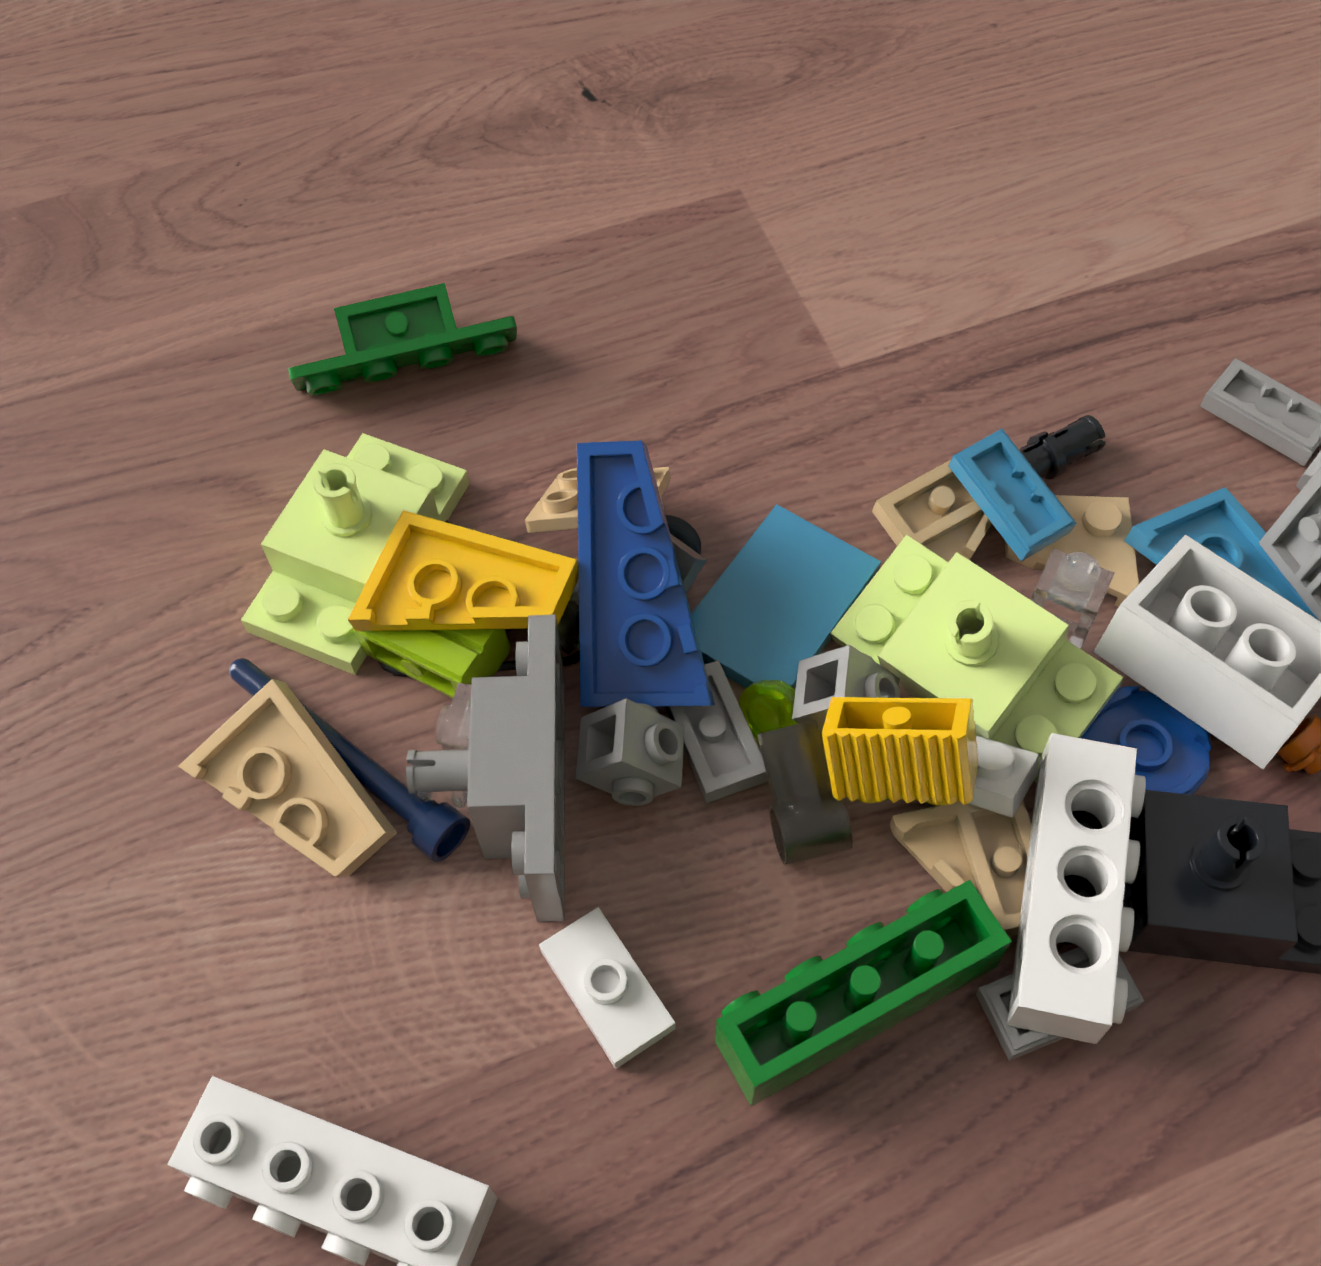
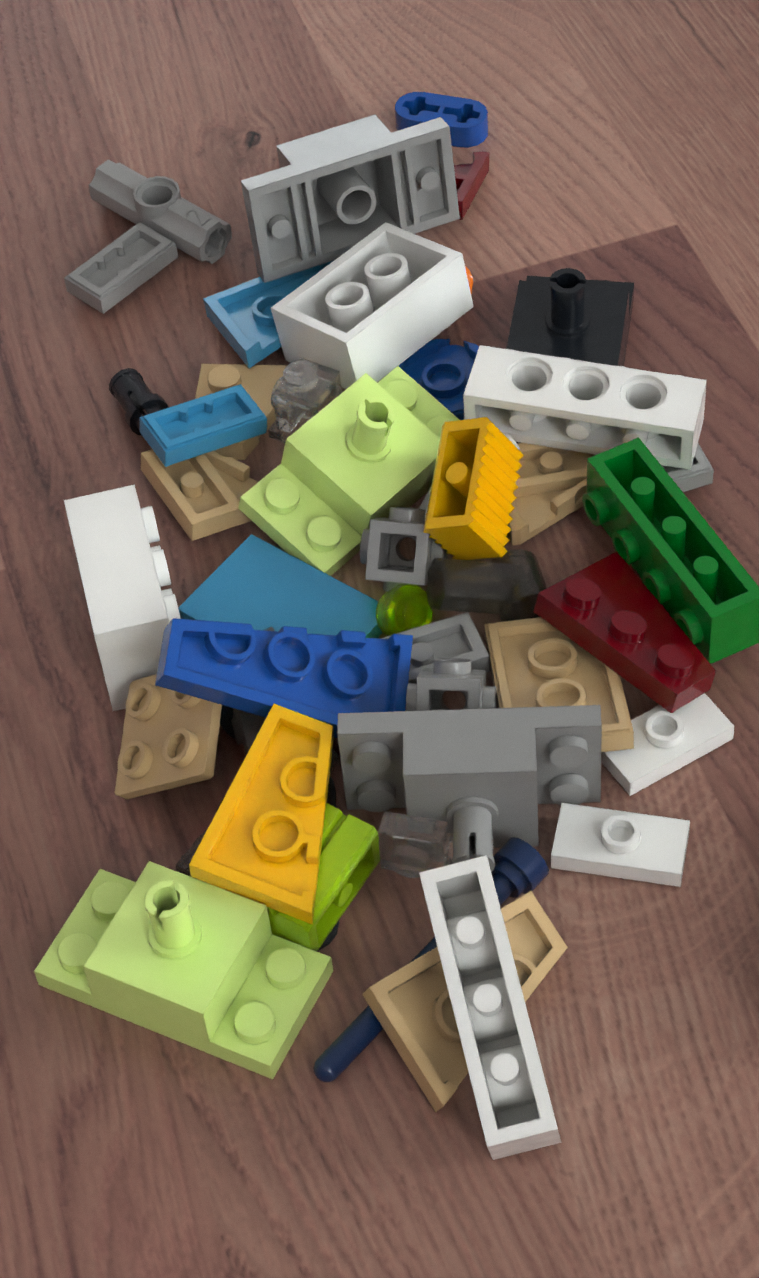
camera: 85 degrees left, 10 degrees down
(225, 781) = (489, 1008): none -> white brick
(468, 937) = (620, 844): none -> white plate
(672, 868) = (544, 668): none -> tan tile
(740, 939) = (628, 631): none -> dark red wing
(763, 441) = (122, 584): none -> white brick

